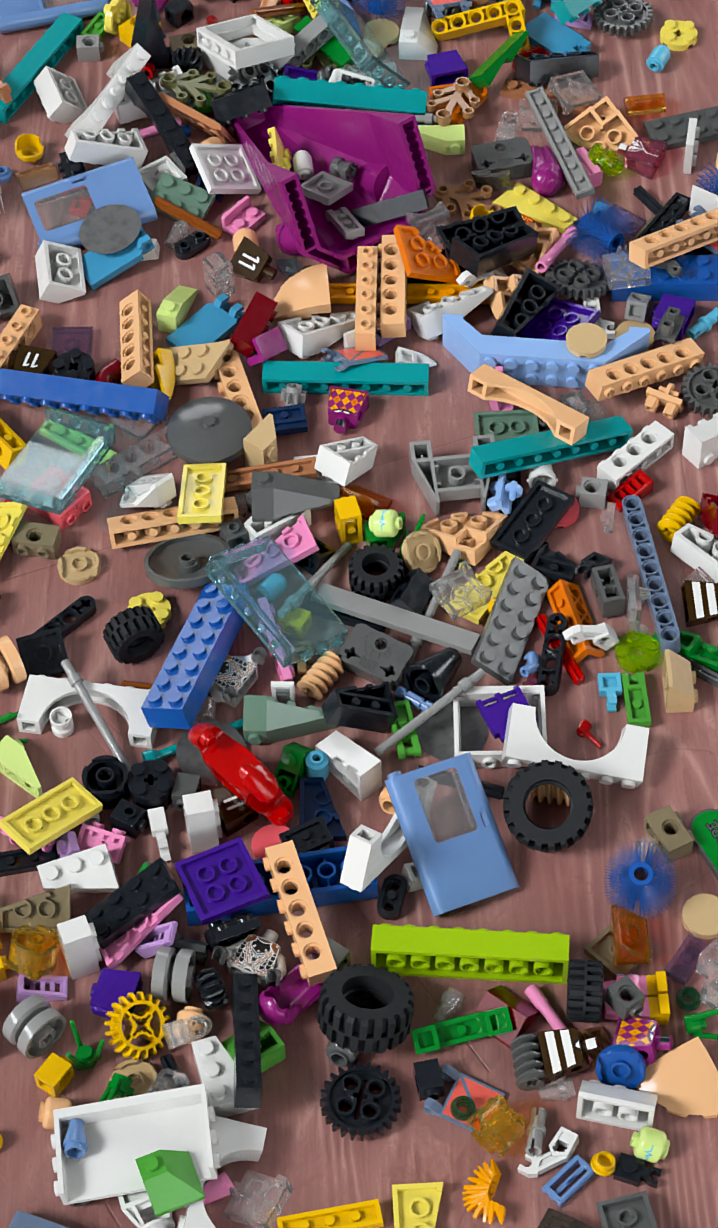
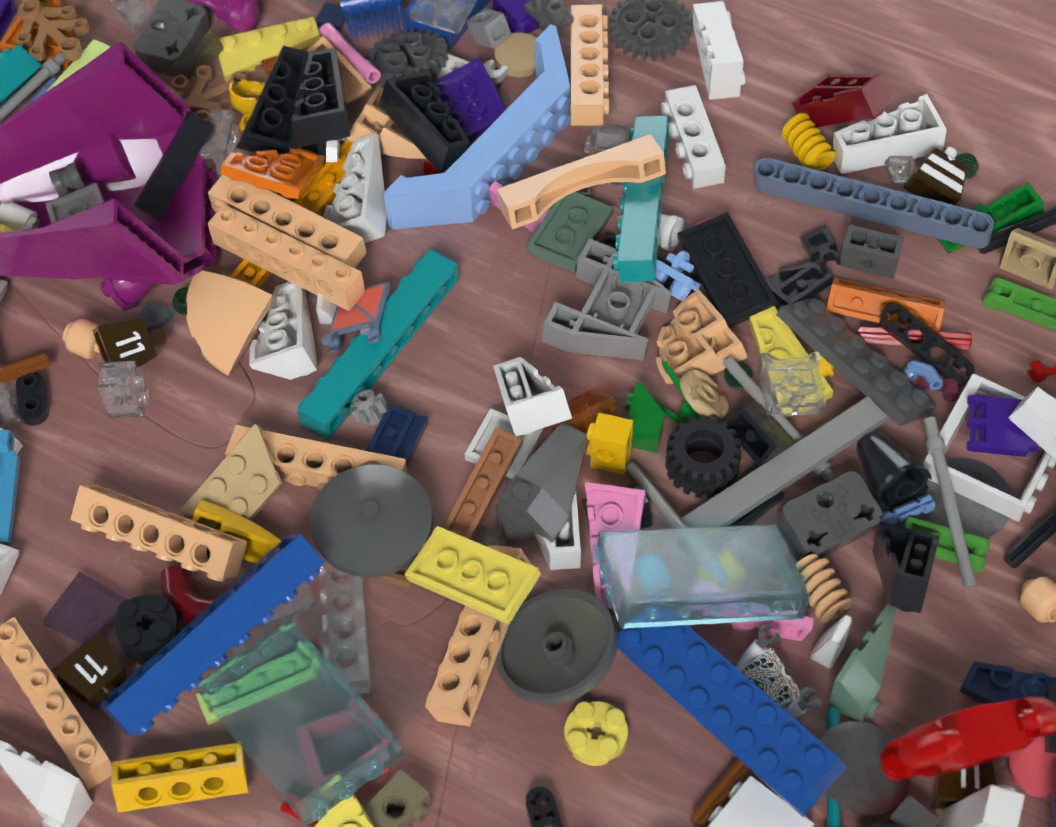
camera: 60 degrees left, 5 degrees up
(79, 566) = (465, 780): tan tile -> none
(133, 634) = (645, 764): black tyre -> none
(149, 492) = (417, 638): white wedge -> none
(175, 308) = (126, 464): yellowish green slope -> none
(208, 324) = (181, 448): dark azure tile -> none
(233, 533) = (551, 574): dark grey brick -> none
(242, 216) = (39, 324): bright pink bracket -> none
(253, 323) = (237, 390): dark red wedge -> none
(261, 444) = (436, 472): tan slope -> none
(267, 346) = (283, 397): magenta panel -> none
(291, 767) = (938, 683): green slope -> none
(317, 764) = (957, 658): medium azure brick -> none
(345, 223) = (163, 218): light grey plate -> none
(346, 408) = (425, 365): magenta torso -> none
(352, 765) = (974, 621): white wedge -> none
(385, 523) = (652, 405): yellowish green head -> none
(405, 355) = (398, 265): white plate -> none
(586, 340) = (530, 84): tan tile -> none
(592, 492) = (719, 196): light grey brick -> none
(600, 634) = (929, 291): white piece -> none
(608, 517) = (763, 200): clear plate -> none
(609, 686) = (998, 317): medium azure plate -> none
(634, 602) = (920, 237): clear piece -> none
(637, 641) = (961, 258): clear neon green plate -> none
(639, 480) = (736, 149): red slope -> none
(665, 397) = (632, 68): light nougat hips -> none

